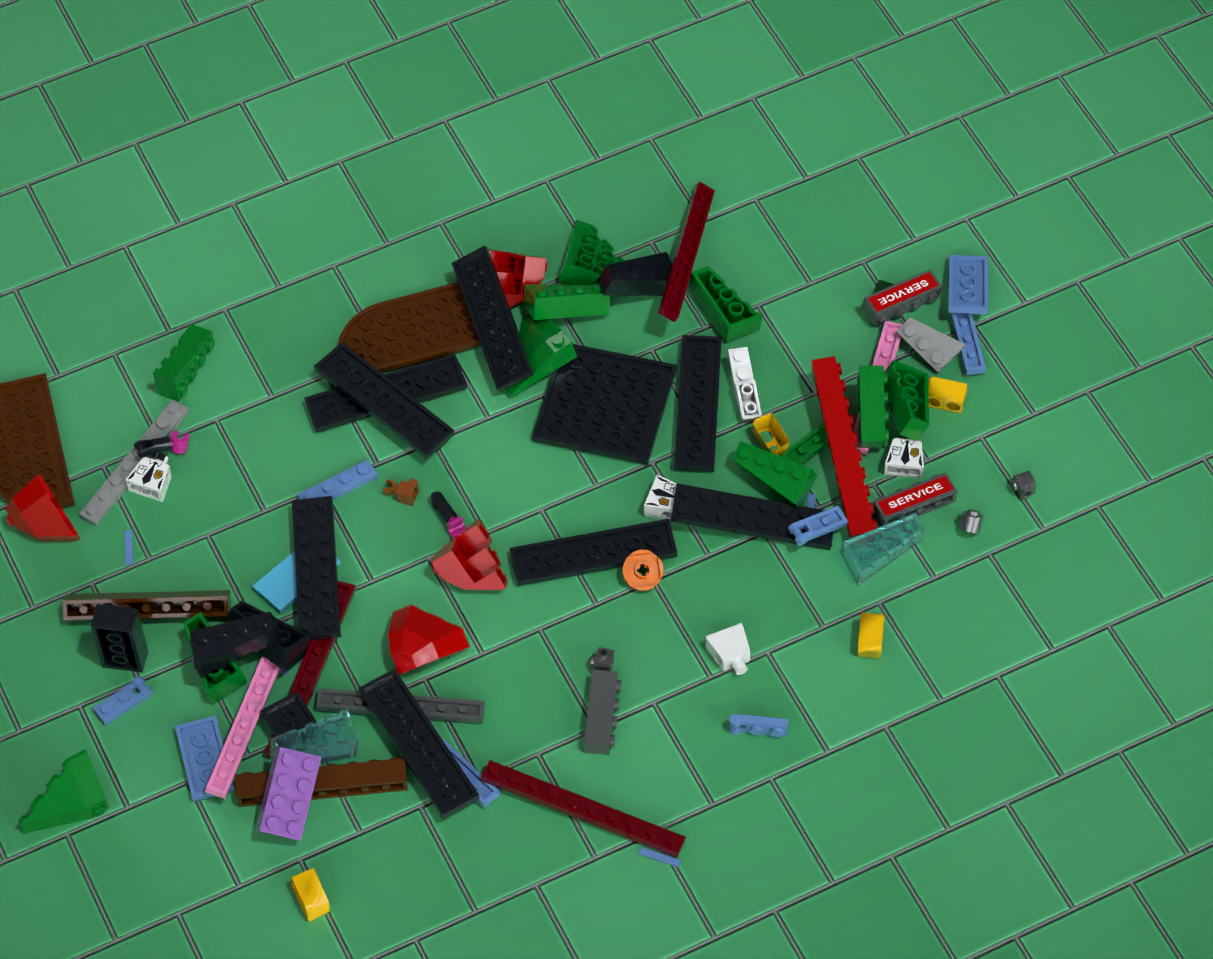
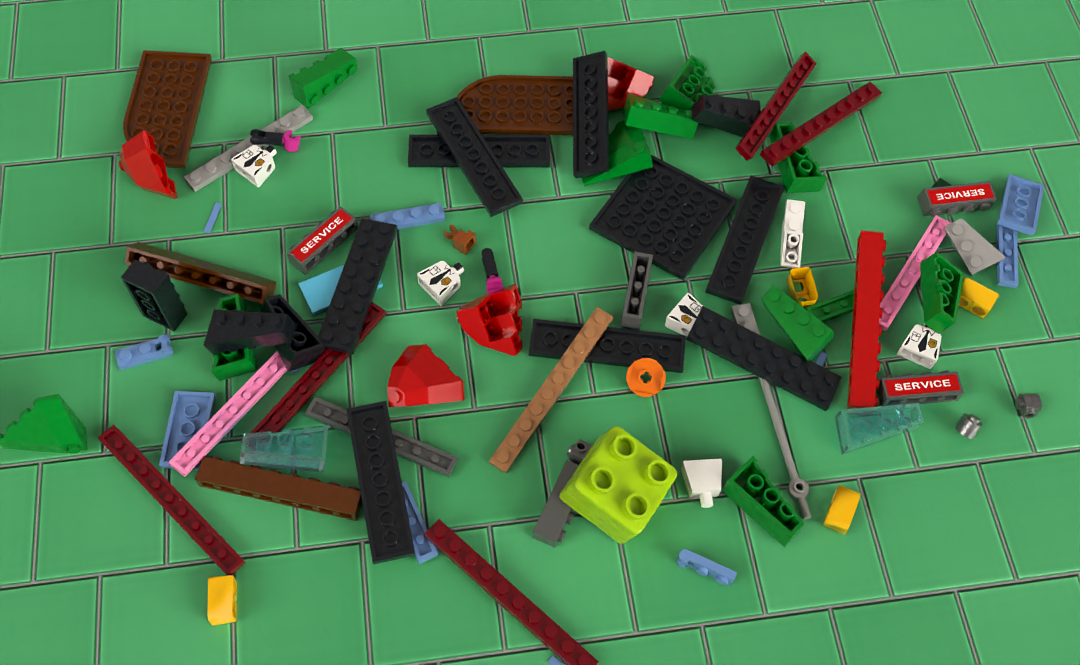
camera: 15 degrees right, 5 degrees up
(216, 825) = (171, 501): none -> dark red plate
(258, 535) = (322, 240): none -> brick
(287, 714) = (274, 414): black plate -> none
(288, 793) = (237, 493): medium lavender brick -> none
(399, 539) = (440, 280): none -> white torso
(553, 610) = (550, 390): none -> medium nougat plate
(604, 488) = (636, 290): none -> dark grey brick
(651, 674) = (619, 484): none -> lime brick
(720, 481) = (744, 316): none -> light grey bar
(739, 257) = (820, 124): none -> dark red plate
(793, 650) = (762, 502): none -> green wedge
(818, 525) = (822, 385): medium blue plate -> none
(872, 406) = (905, 288): green wedge -> none

